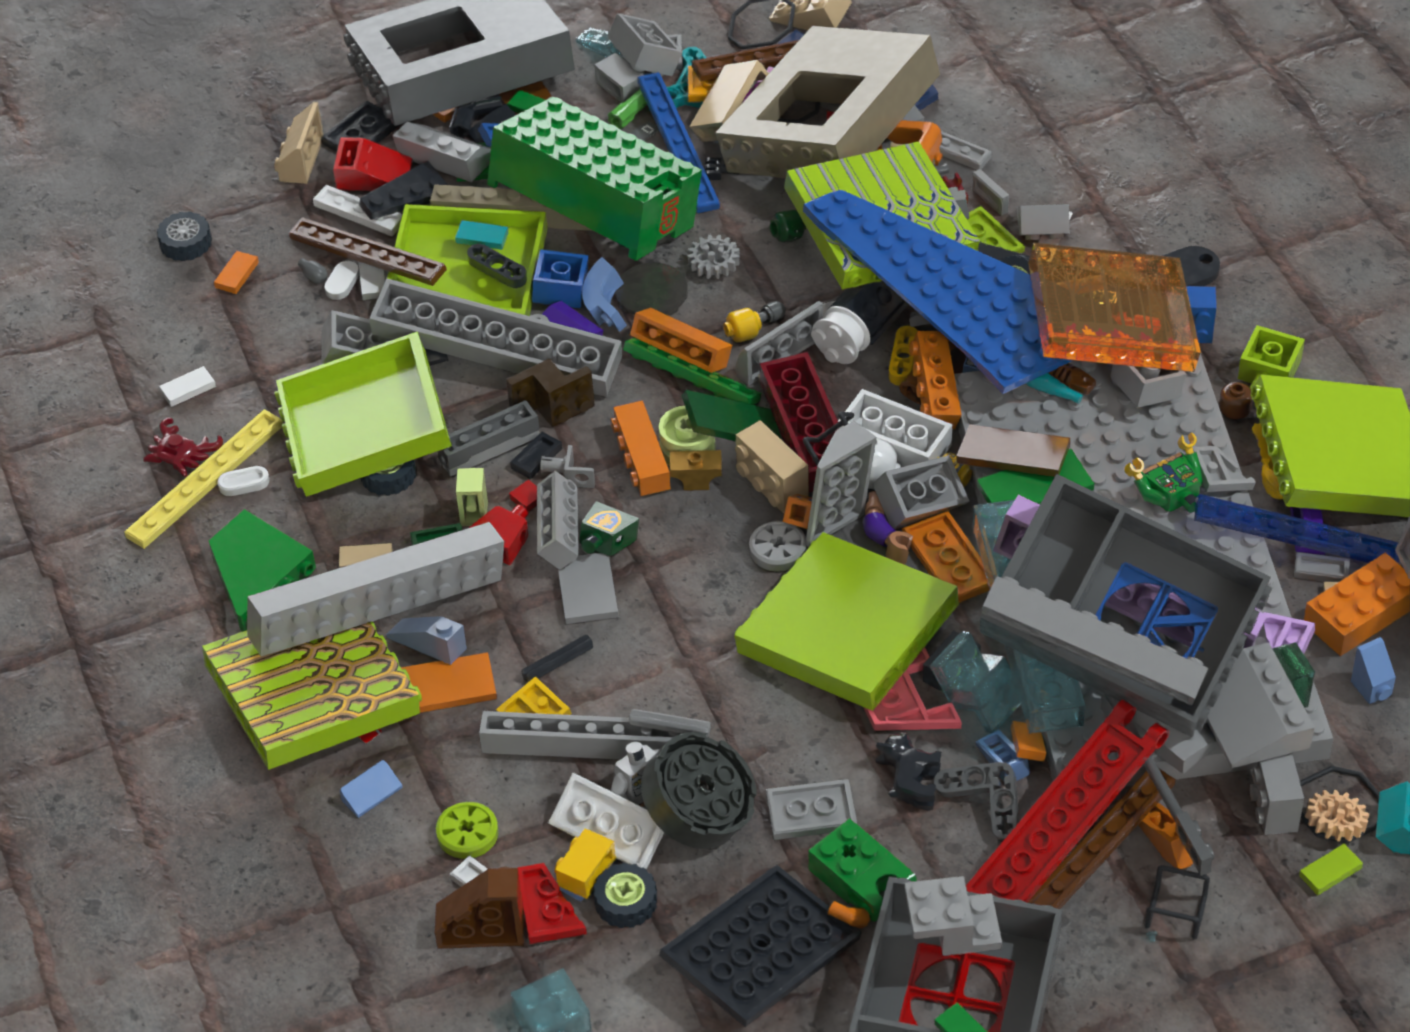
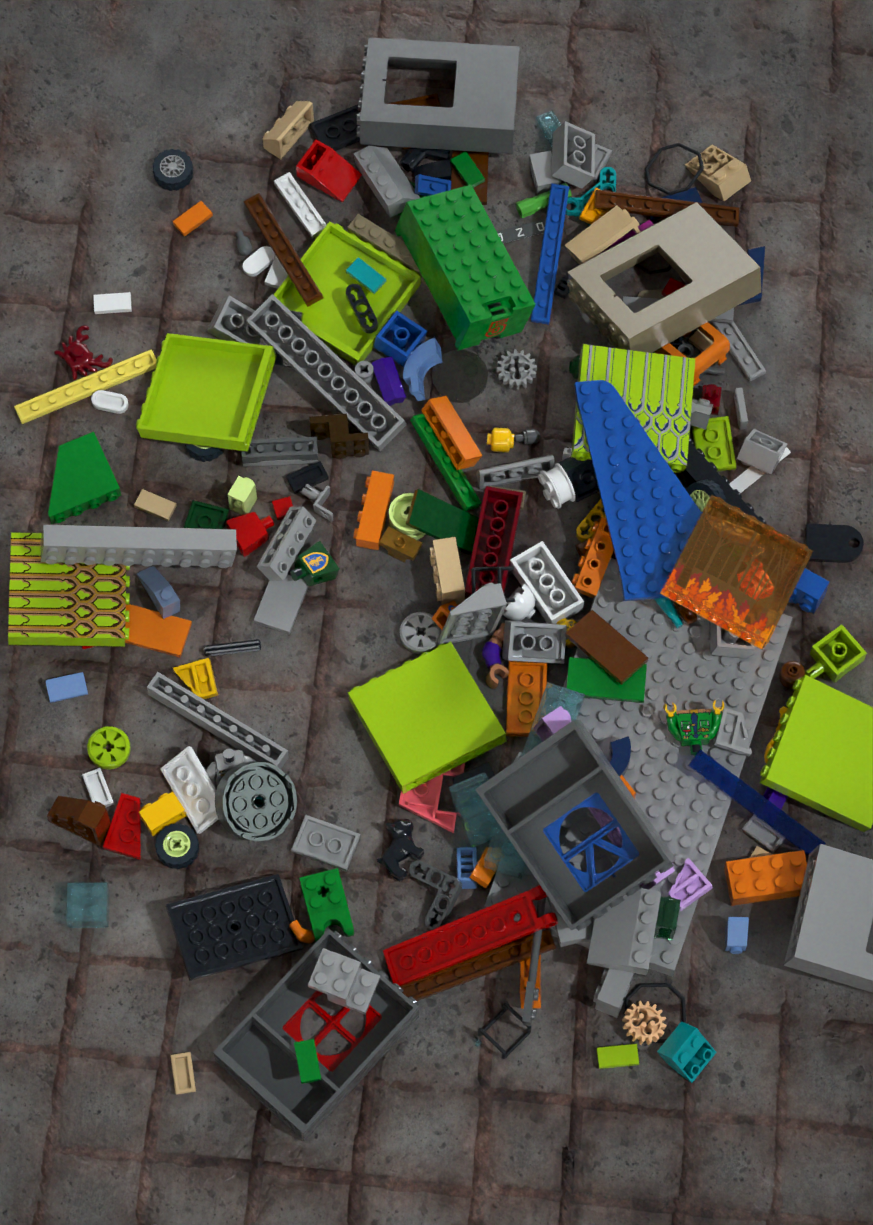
camera: 25 degrees right, 20 degrees up
(410, 189) = (338, 206): black wing -> none
(668, 722) = (264, 743): light grey axle -> none
(1094, 639) = (534, 845): light grey brick -> none

